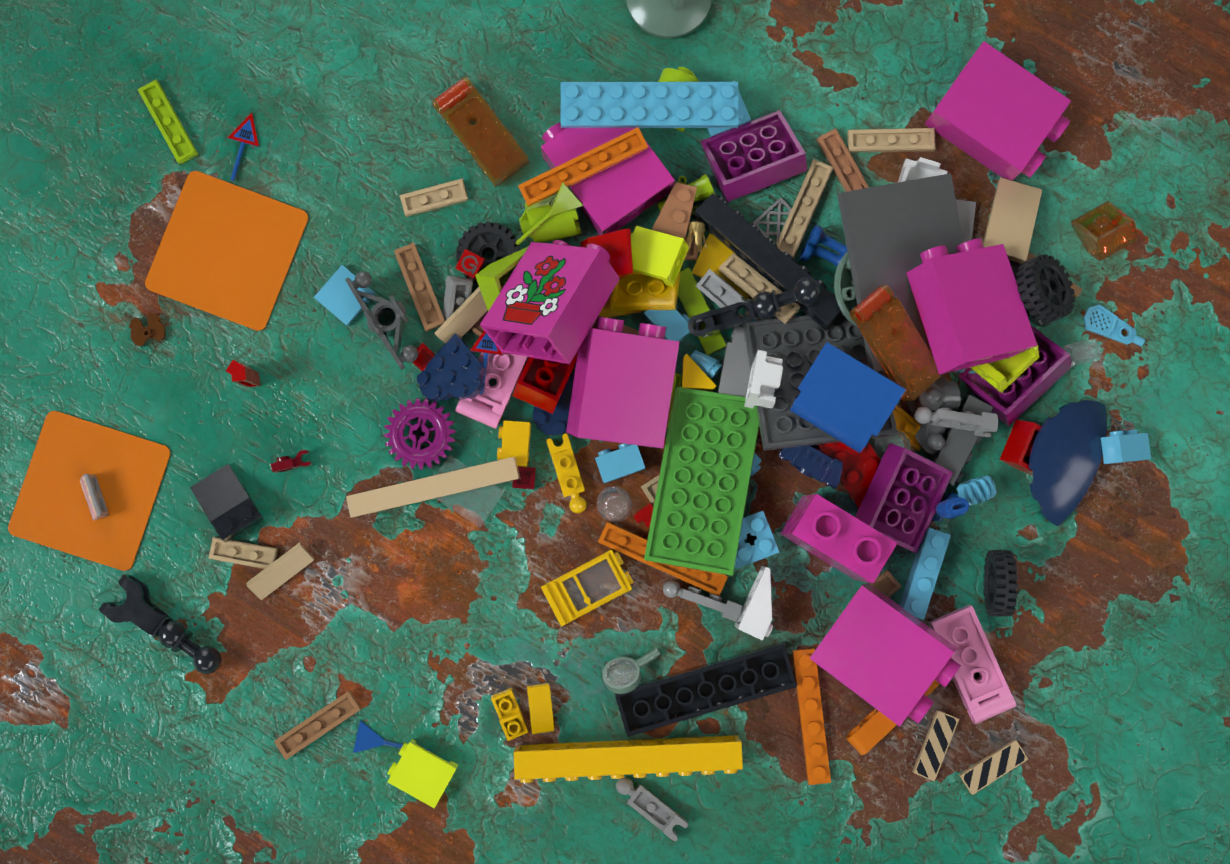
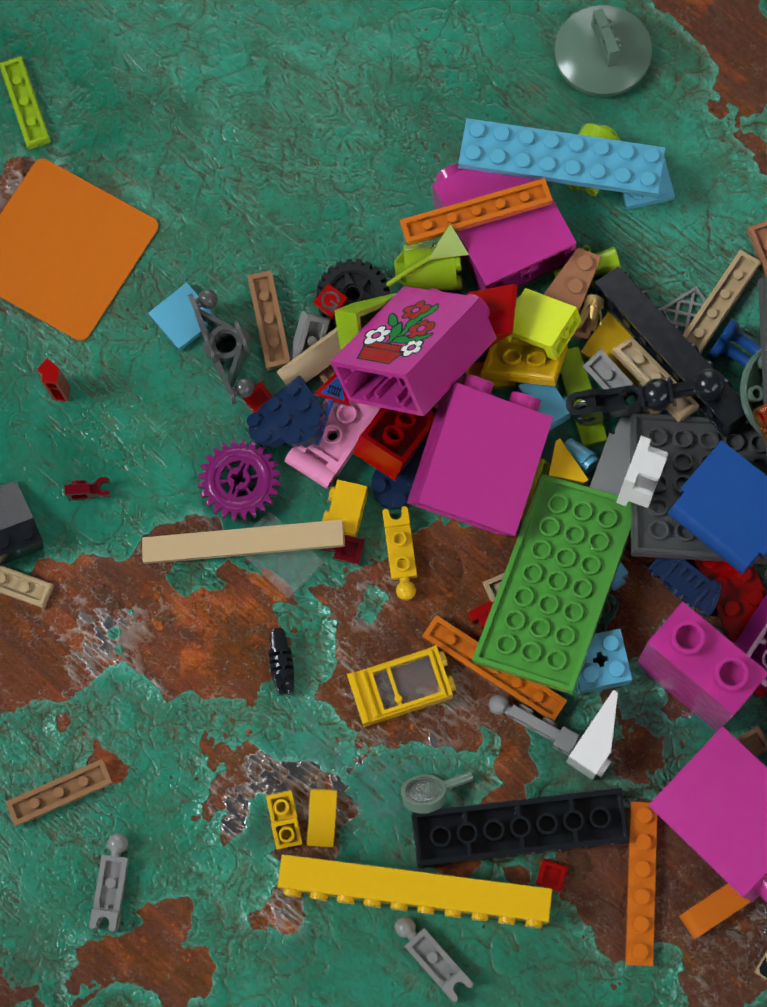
camera: 15 degrees right, 10 degrees down
(245, 134) = (107, 128): piece -> none
(280, 571) = (51, 609): tan tile -> none
(369, 739) = (114, 821): blue piece -> none
(375, 793) = (110, 884): none -> light grey plate
(421, 773) = (169, 869): neon yellow panel -> none
(434, 198) = (302, 227): tan tile -> none
(483, 584) = (281, 663): none -> black hinge
(485, 141) = (373, 174): clear orange hinge -> none
(614, 504) = (448, 597): clear hair -> none
(619, 462) = (462, 550): medium azure brick -> none
(737, 722) = (551, 875): none -> red tile
(754, 155) = (672, 235): magenta slope -> none

